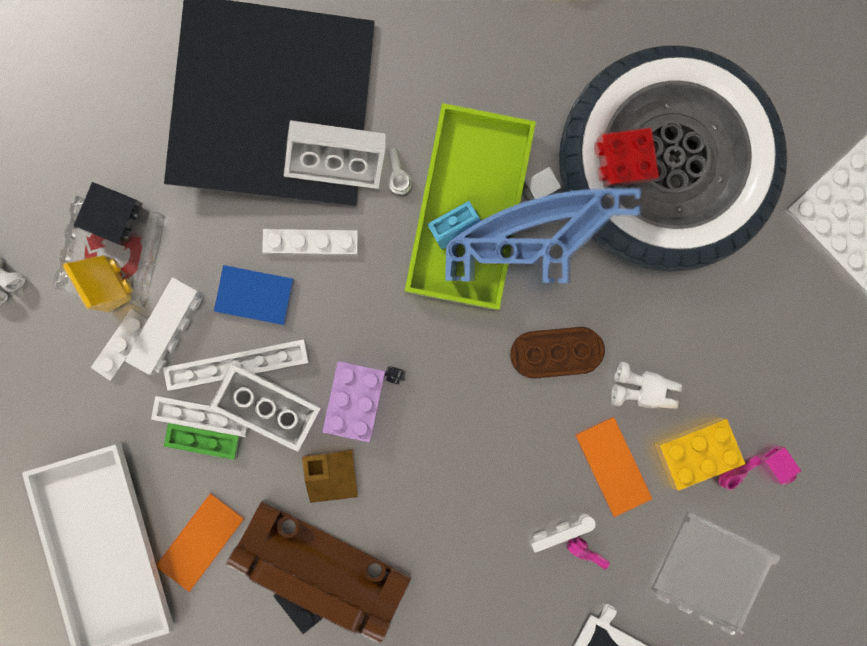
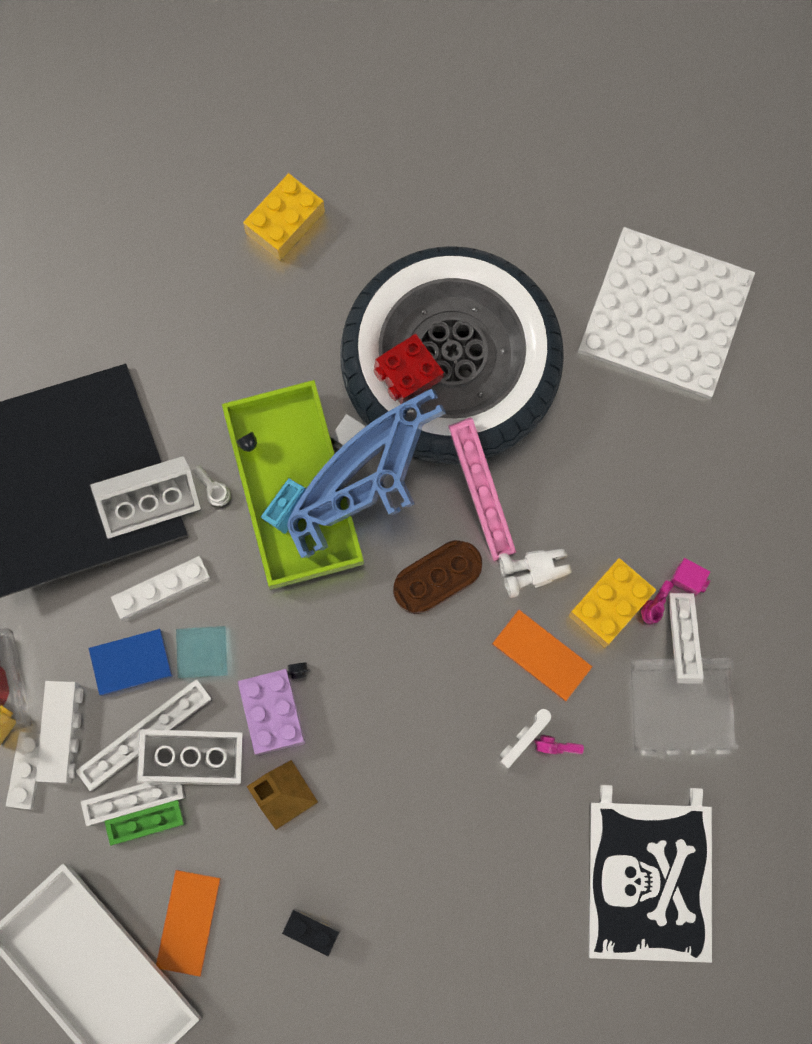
camera: 25 degrees left, 10 degrees down
(319, 317) = (201, 652): none -> clear light blue tile
(319, 573) = (315, 889): reddish brown panel -> none
(448, 150) = (247, 442): none -> black hinge
(637, 295) = (482, 488): none -> bright pink tile
(748, 519) = (685, 638): none -> white plate

